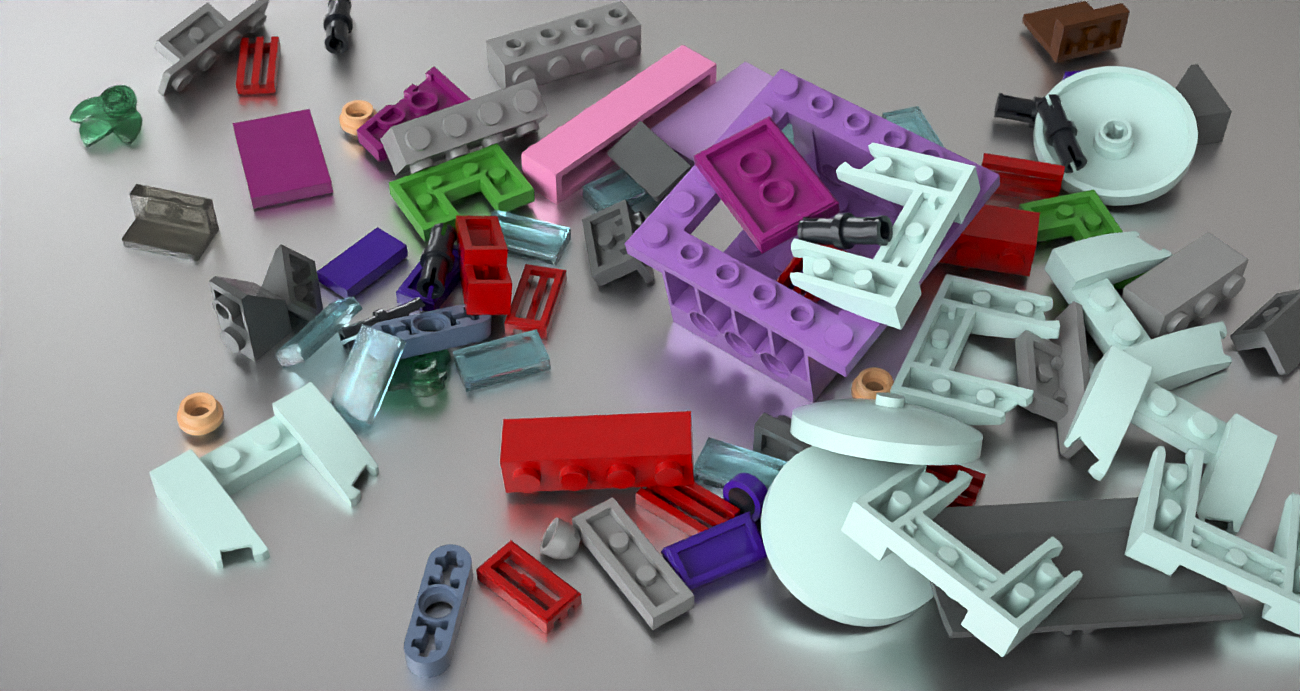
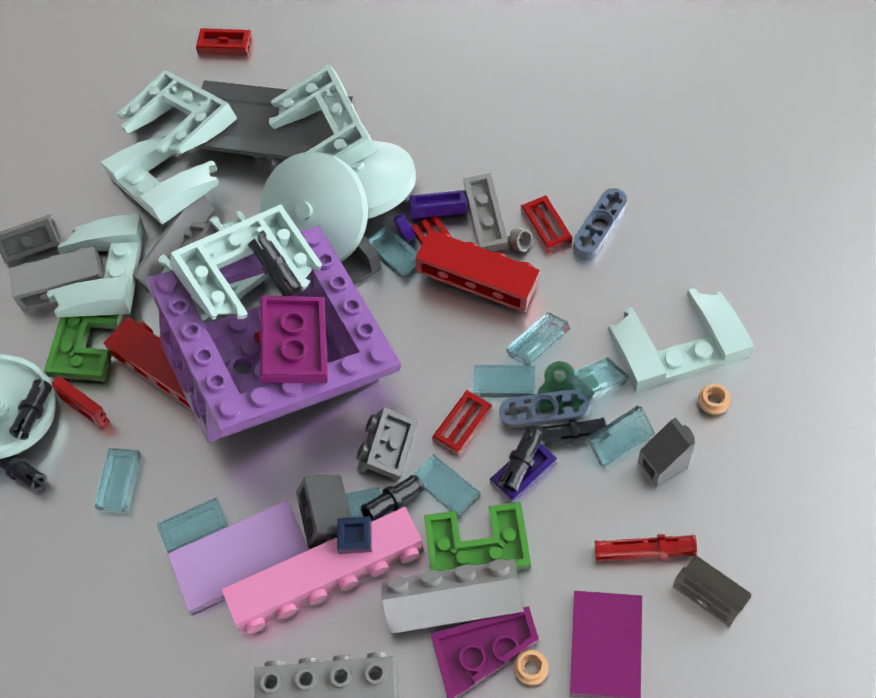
camera: 150 degrees left, 15 degrees up
(257, 239) = (653, 547): none -> red pin
(295, 281) = (629, 489): dark grey slope -> none
(362, 263) = (572, 500): dark purple tile -> none
(473, 412) = (537, 338): none -> clear light blue tile
(483, 265) = (489, 448): red slope -> none
(580, 191) = (392, 498): none -> black pin
(598, 130) = (354, 535): none -> dark blue tile

